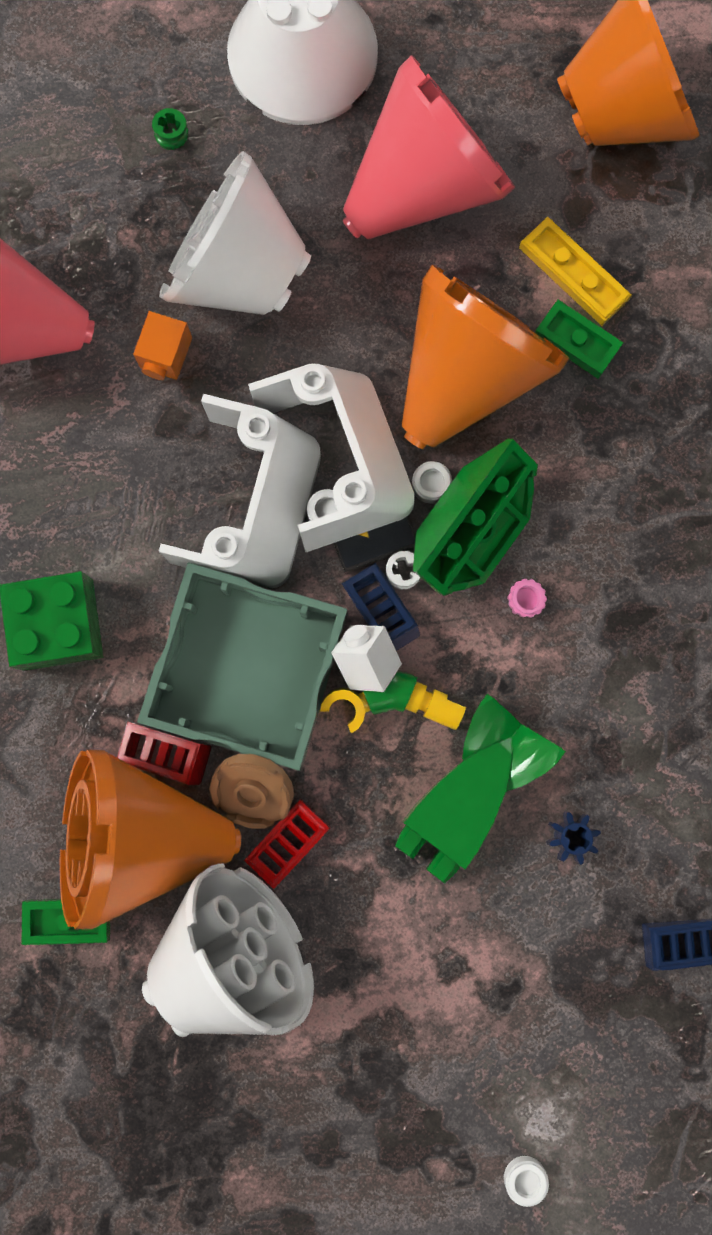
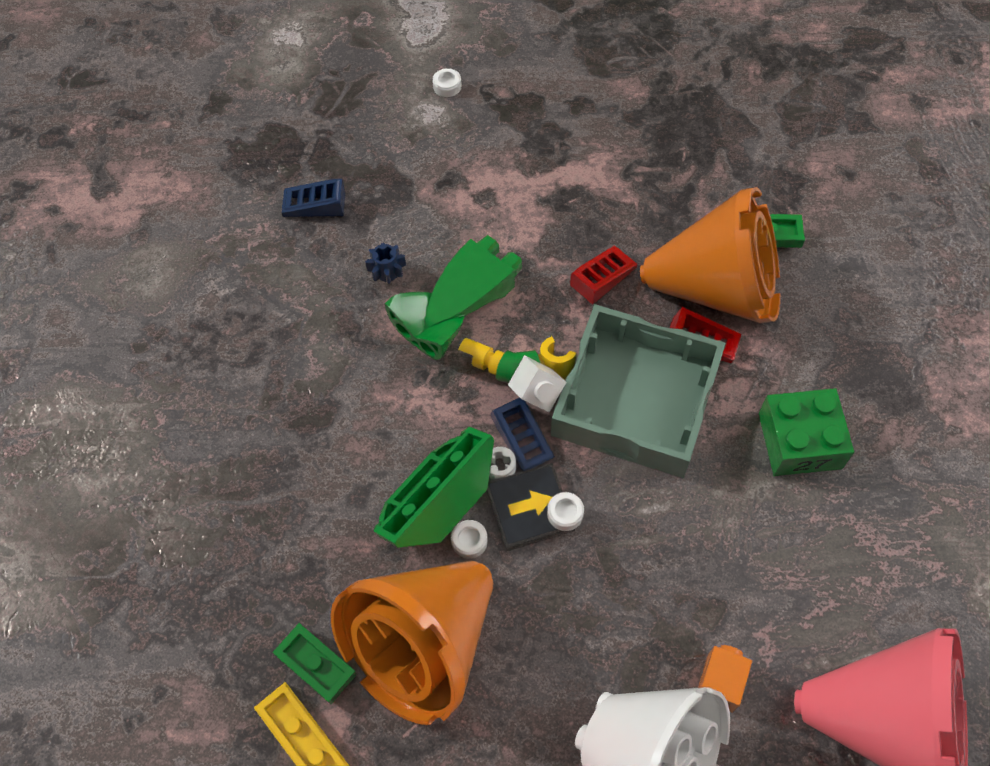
camera: 175 degrees left, 20 degrees down
(230, 960) = (642, 184): white cone -> none
(252, 790) = (631, 299): medium nougat tile -> none
(279, 502) = (600, 559): white windscreen -> none
(380, 488) = (537, 604): white windscreen -> none
(527, 598) = (397, 433): bright pink piece -> none

